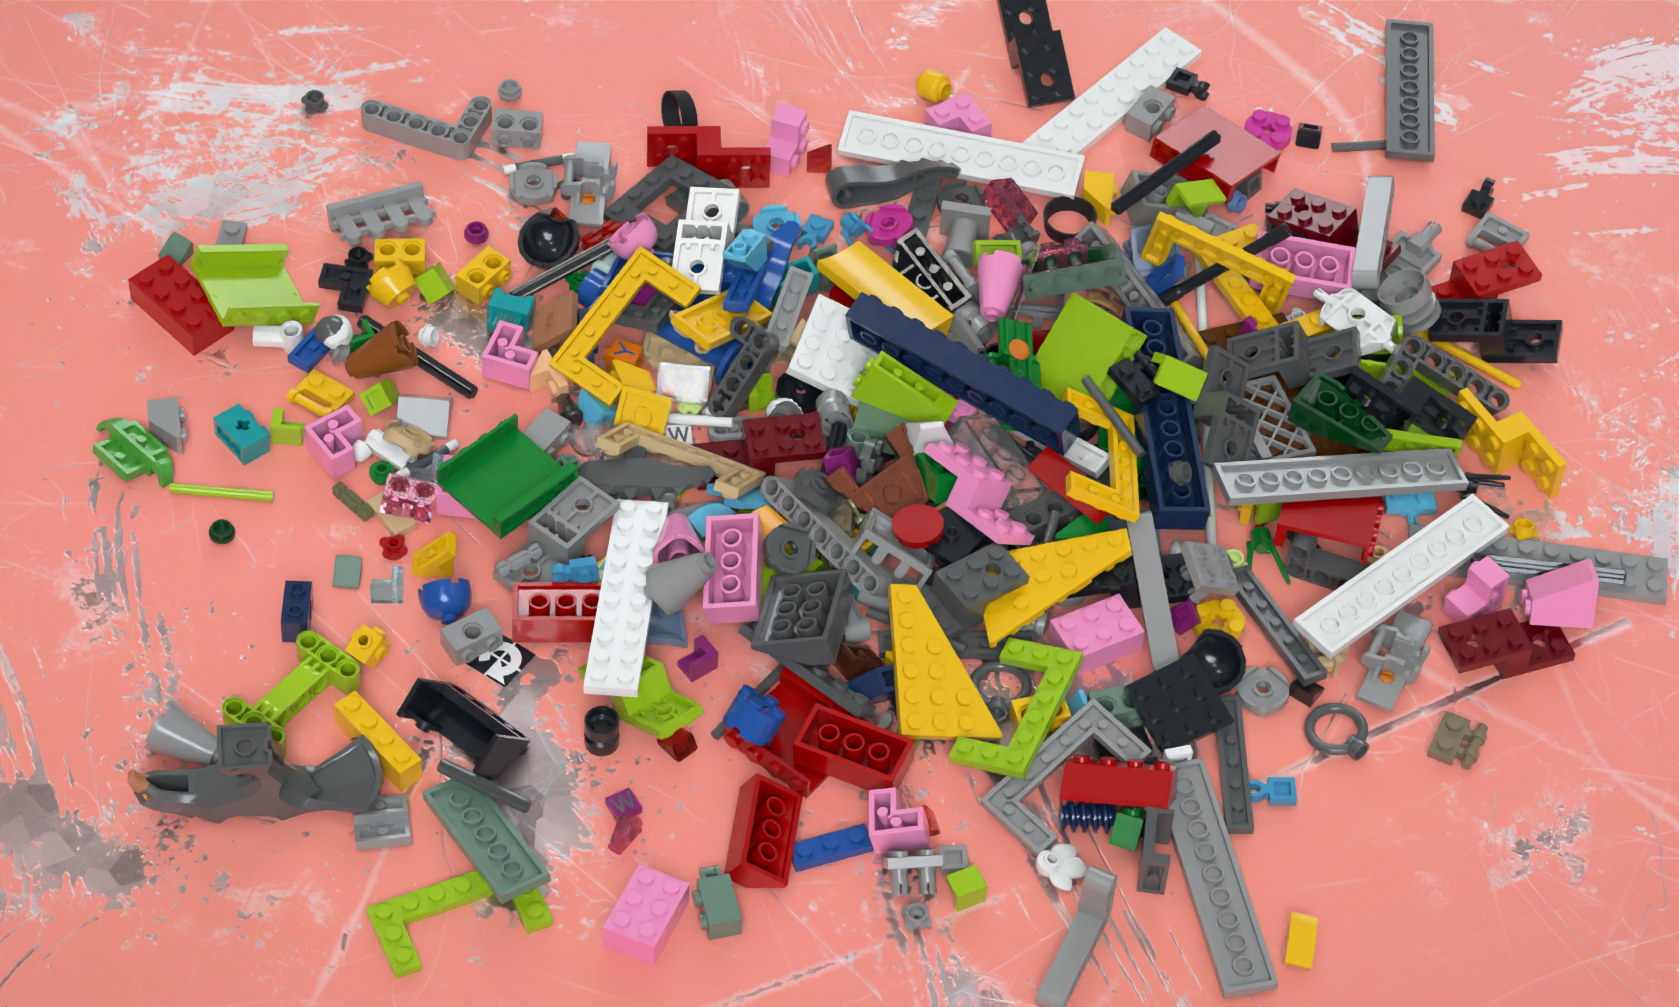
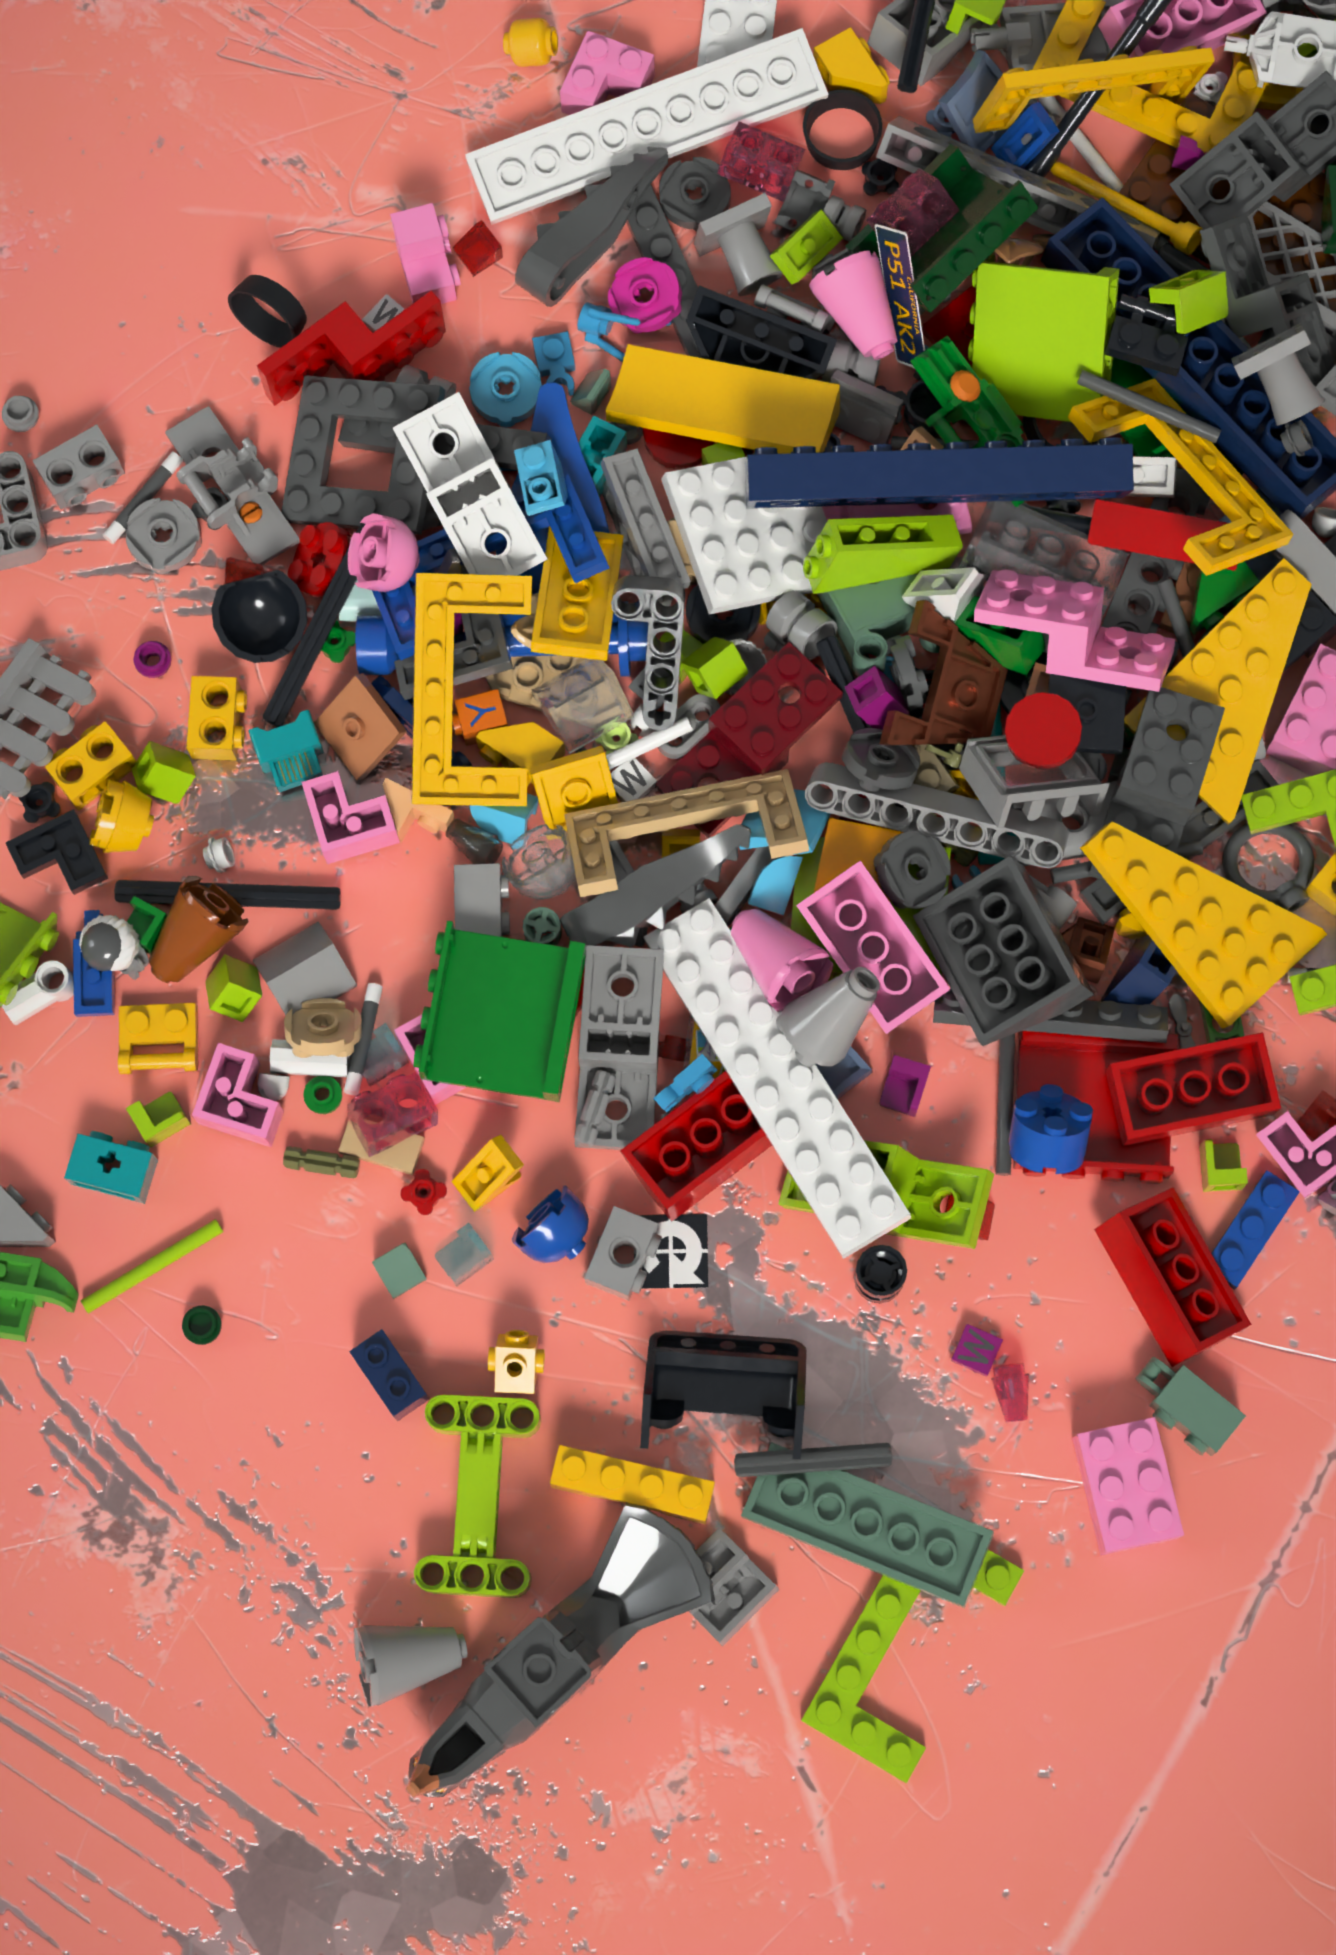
camera: 30 degrees left, 25 degrees up
(768, 404) = (715, 667): none -> lime panel
(838, 807) = (1221, 1167): none -> lime panel
(1194, 425) = (1282, 374): none -> light grey plant

